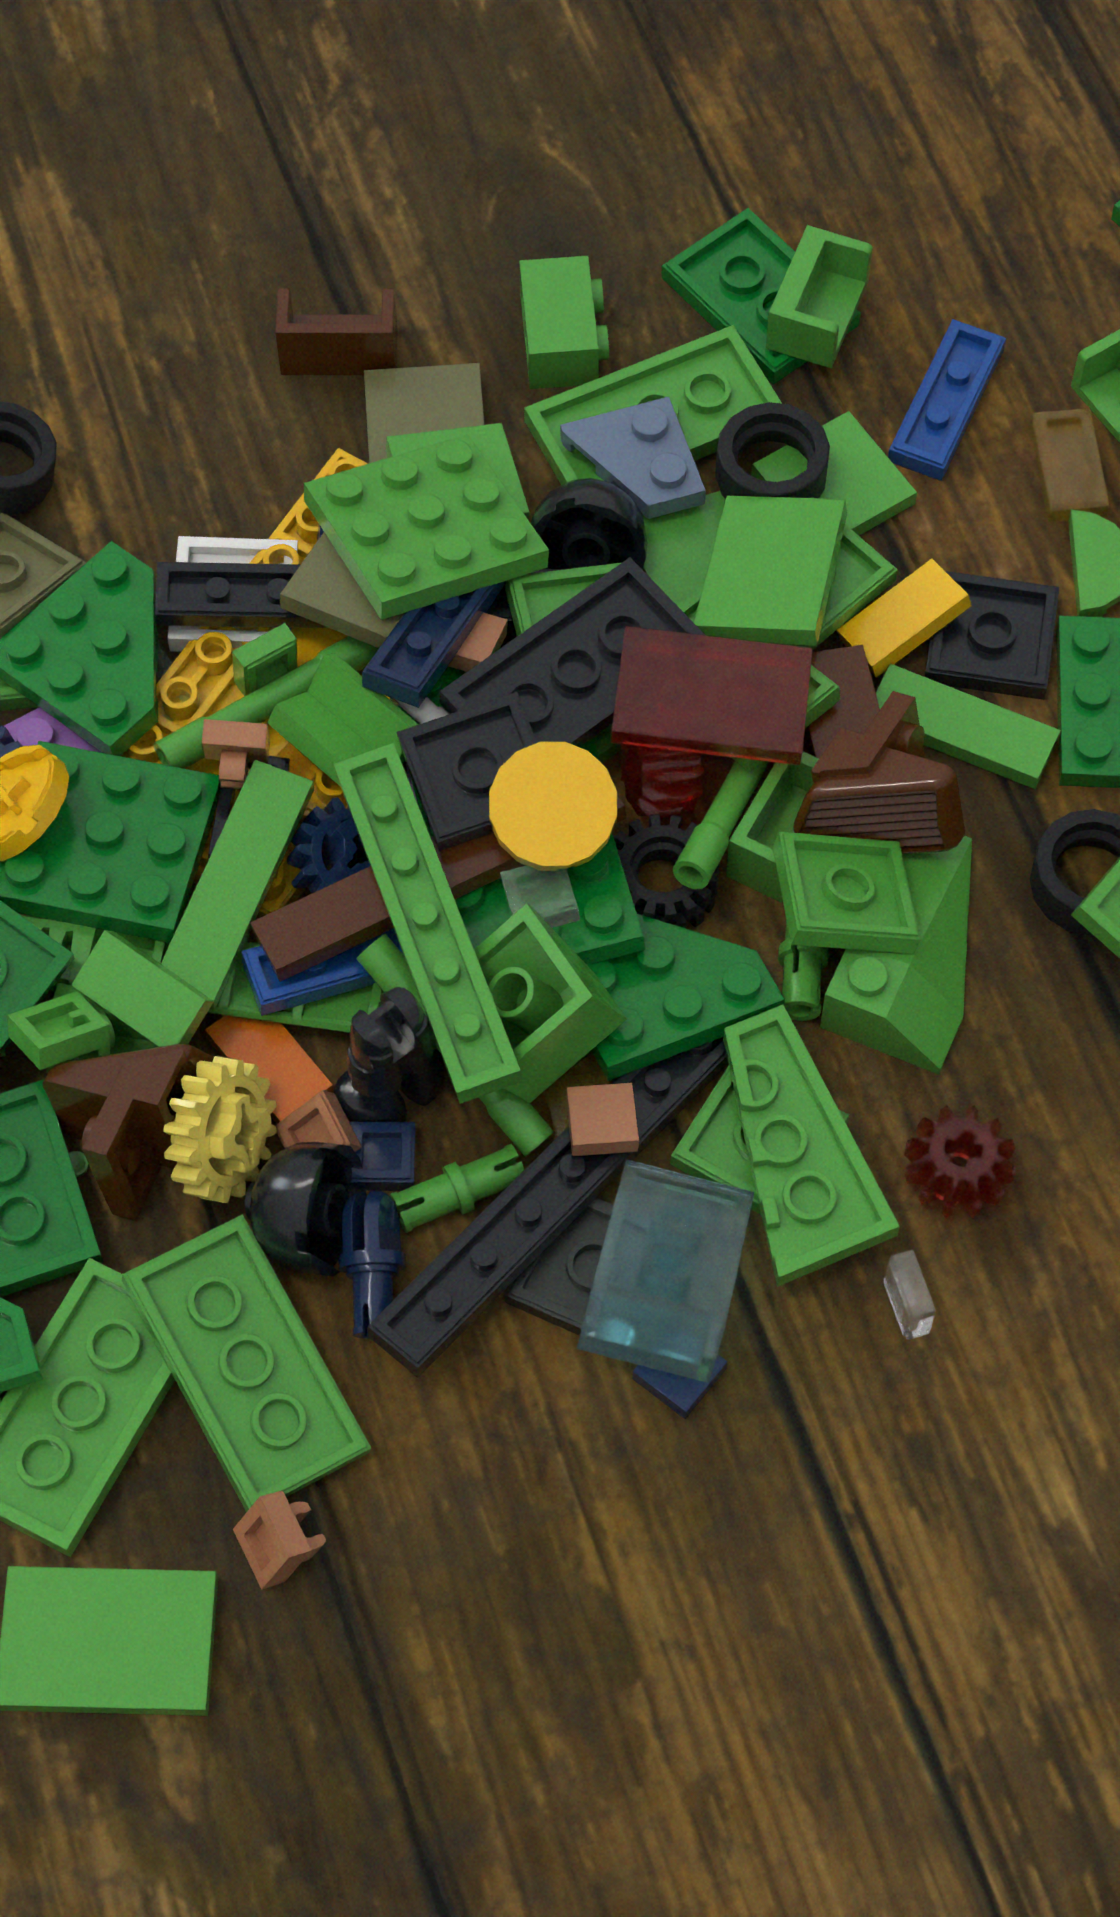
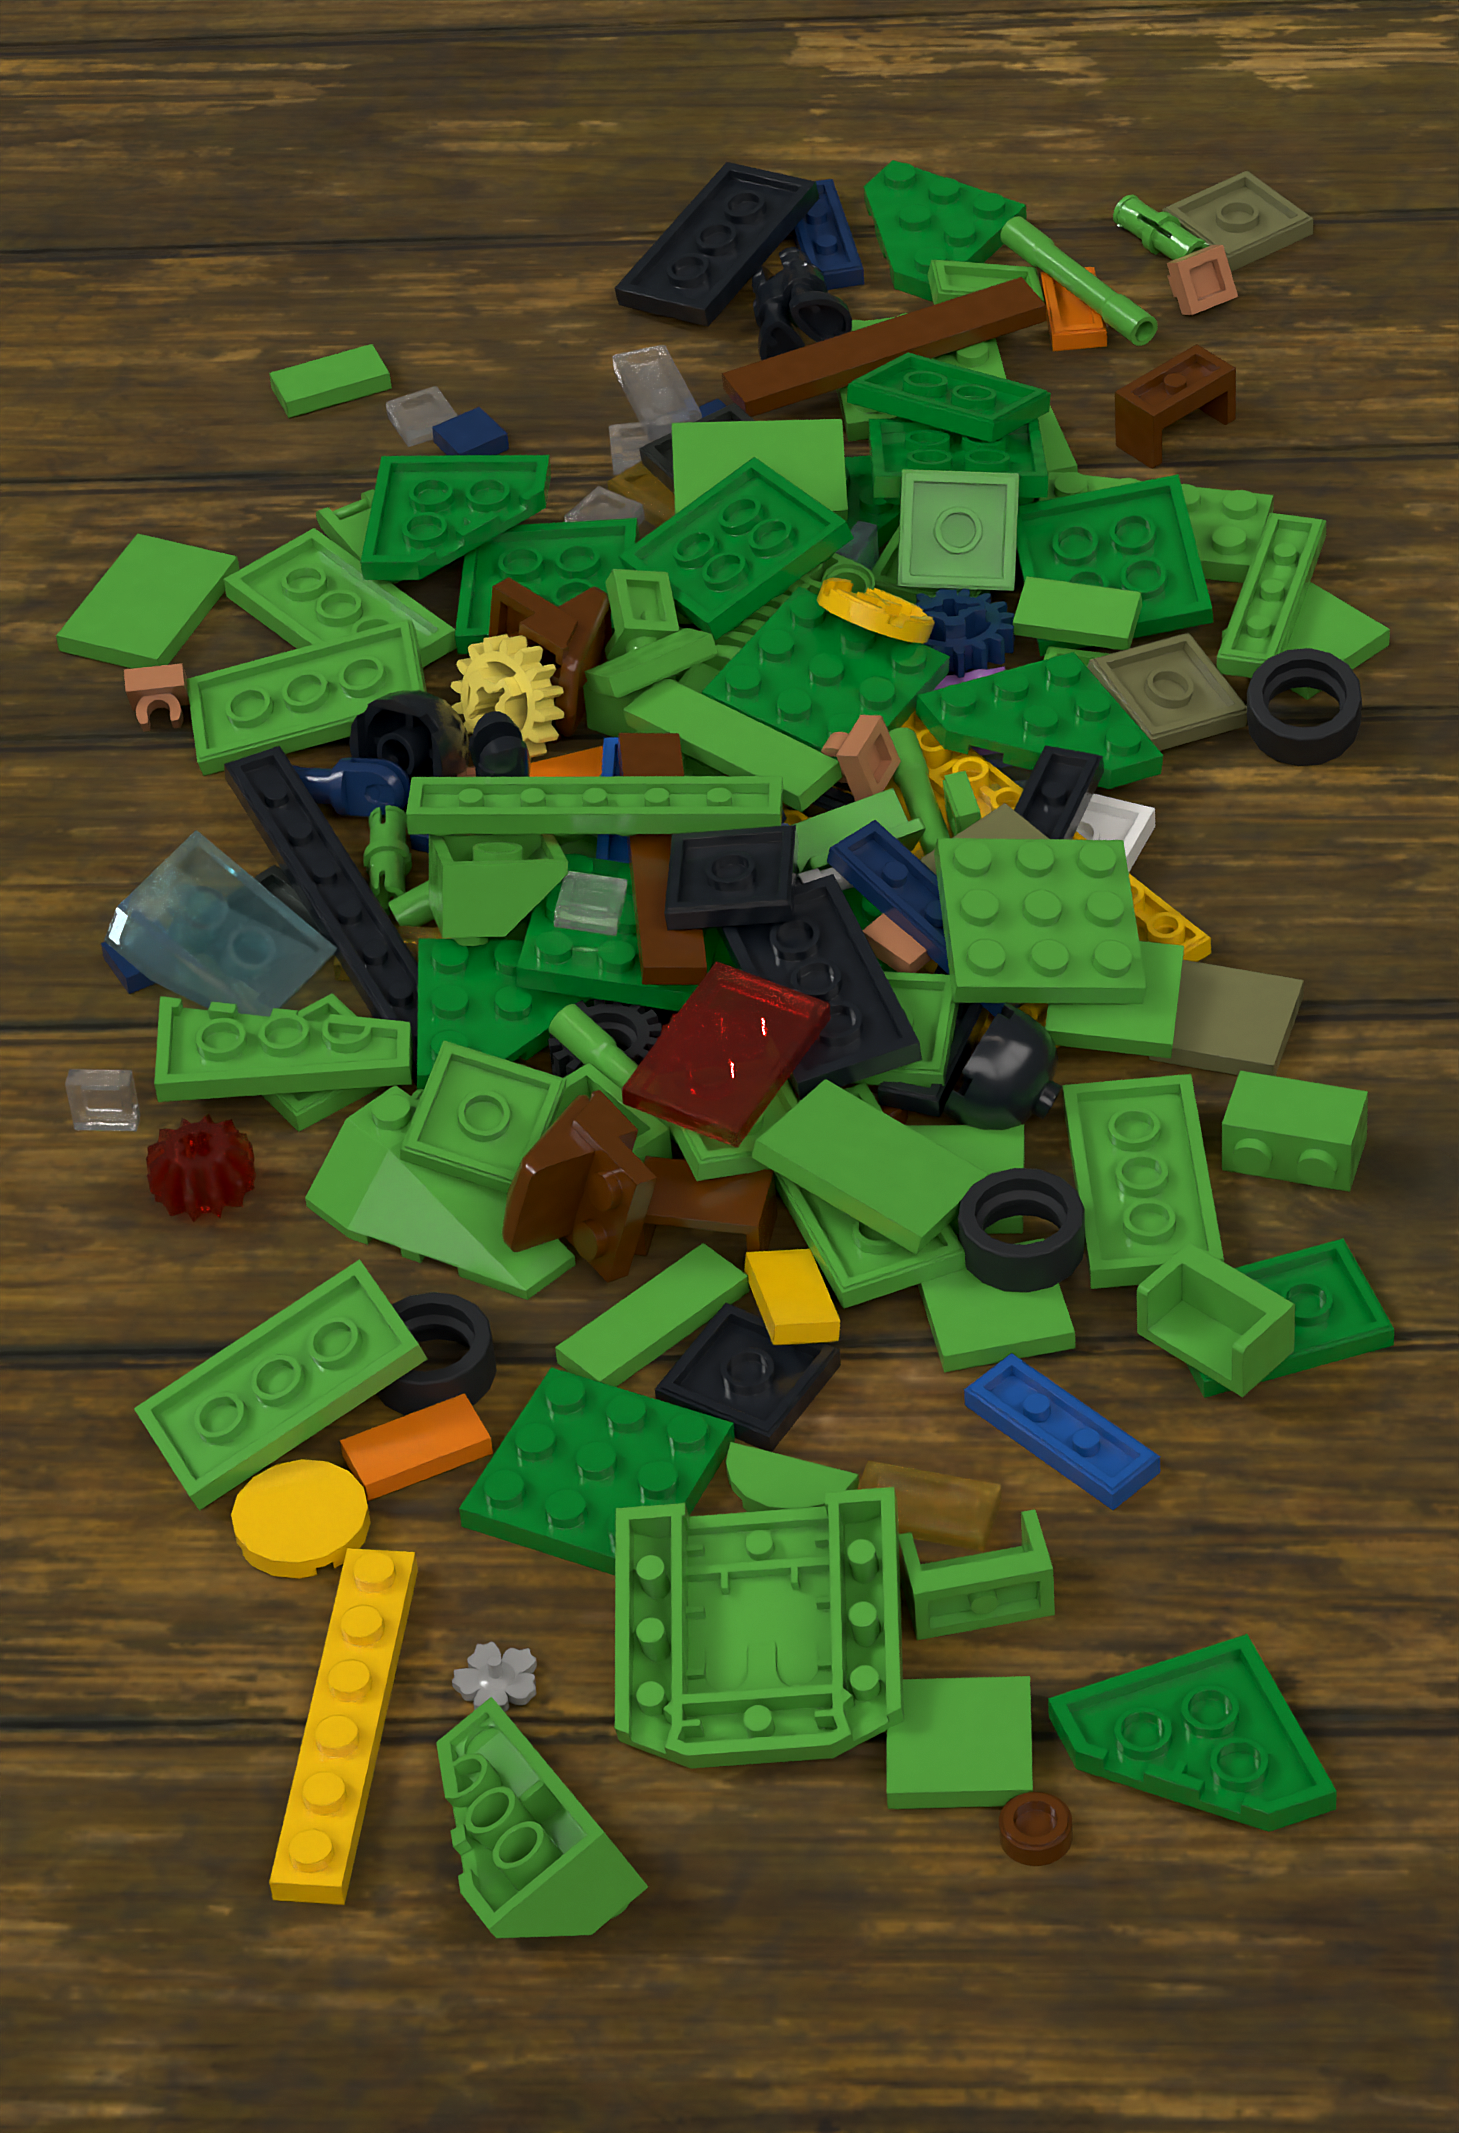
camera: 115 degrees right, 20 degrees down
(335, 341) = (1354, 961): reddish brown panel -> none
(552, 806) = (652, 895): yellow tile -> none
(602, 1119) = (375, 928): nougat tile -> none
(641, 454) = (1078, 1132): sand blue wing -> none

